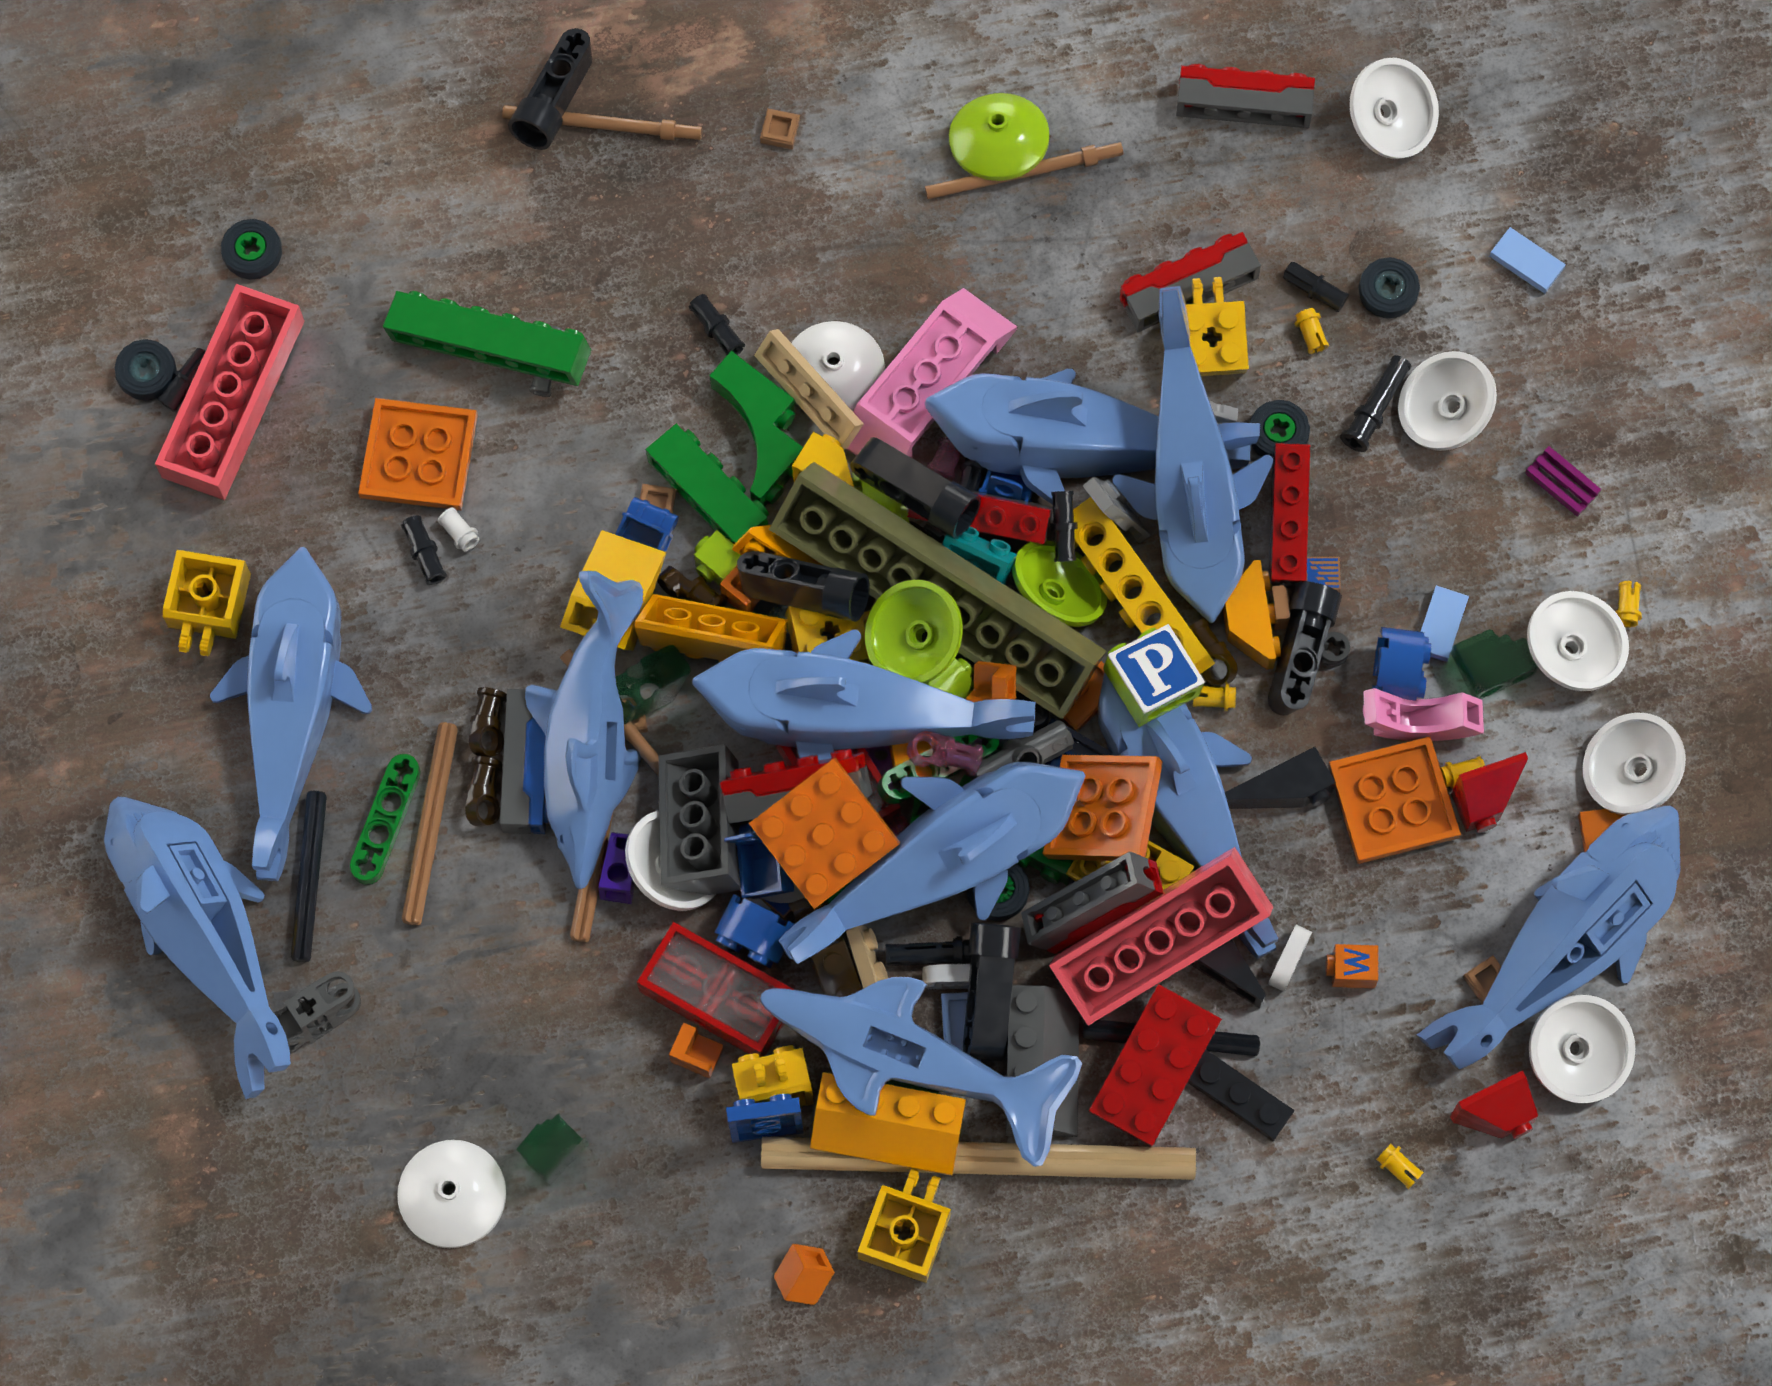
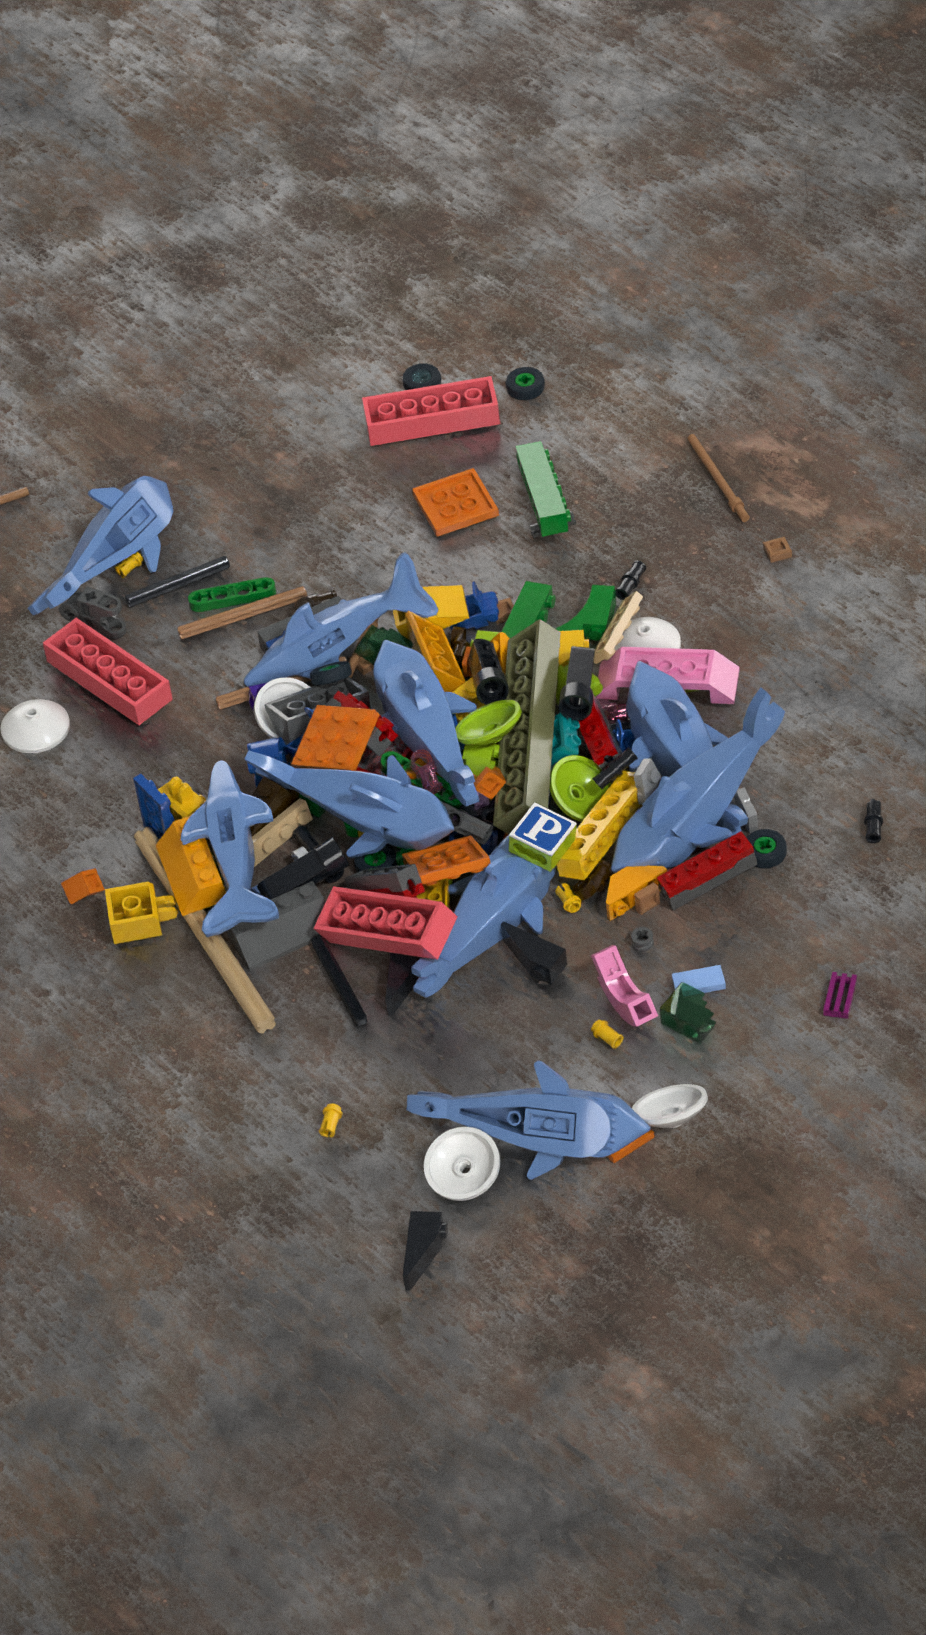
camera: 65 degrees right, 25 degrees down
(212, 615) = (303, 460): yellow hinge -> none
(289, 693) = (271, 517): medium blue animal -> none
(423, 550) = (400, 531): black pin -> none
(432, 1051) = (107, 671): none -> coral brick
(459, 530) = (421, 542): white pin -> none
(483, 790) = (273, 617): dark brown connector -> none
(541, 112) = (717, 443): black beam -> none
(551, 1148) = (83, 742): clear green piece -> none
(657, 787) = (330, 673): none -> black bush
(695, 1051) = (186, 772): orange panel -> none
(712, 990) = (224, 743): clear brick -> none
(1002, 149) = (851, 638): lime dish -> none
(1088, 156) = (871, 681): medium nougat bar -> none
(1155, 1065) = (310, 970): red brick -> none
(1226, 322) = (796, 780): yellow hinge -> none
(1227, 258) = (826, 761): piece -> none
(1240, 1096) = (324, 1028): black plate -> none
(1290, 958) = (426, 1007): white beam -> none
(1311, 330) = (846, 827): yellow pin -> none
(1312, 612) = (654, 911): black beam -> none
(1324, 571) = (686, 912): tile -> none
(1353, 966) = (442, 1039): orange brick -> none
(1369, 416) = (807, 882): black pin -> none
(1380, 301) = (904, 863): black bush -> none
(1394, 800) = (563, 1009): orange plate -> none
(1400, 662) = (649, 963): blue brick -> none
(1435, 391) = (842, 908): white dish -> none
(1485, 791) = (599, 1044): red slope -> none
(1499, 1109) = (398, 1141): red slope -> none
(1586, 627) = (734, 1029): white dish -> none
(1629, 603) = (779, 1062): yellow pin -> none
(1663, 1157) = (423, 1244): none -> black slope

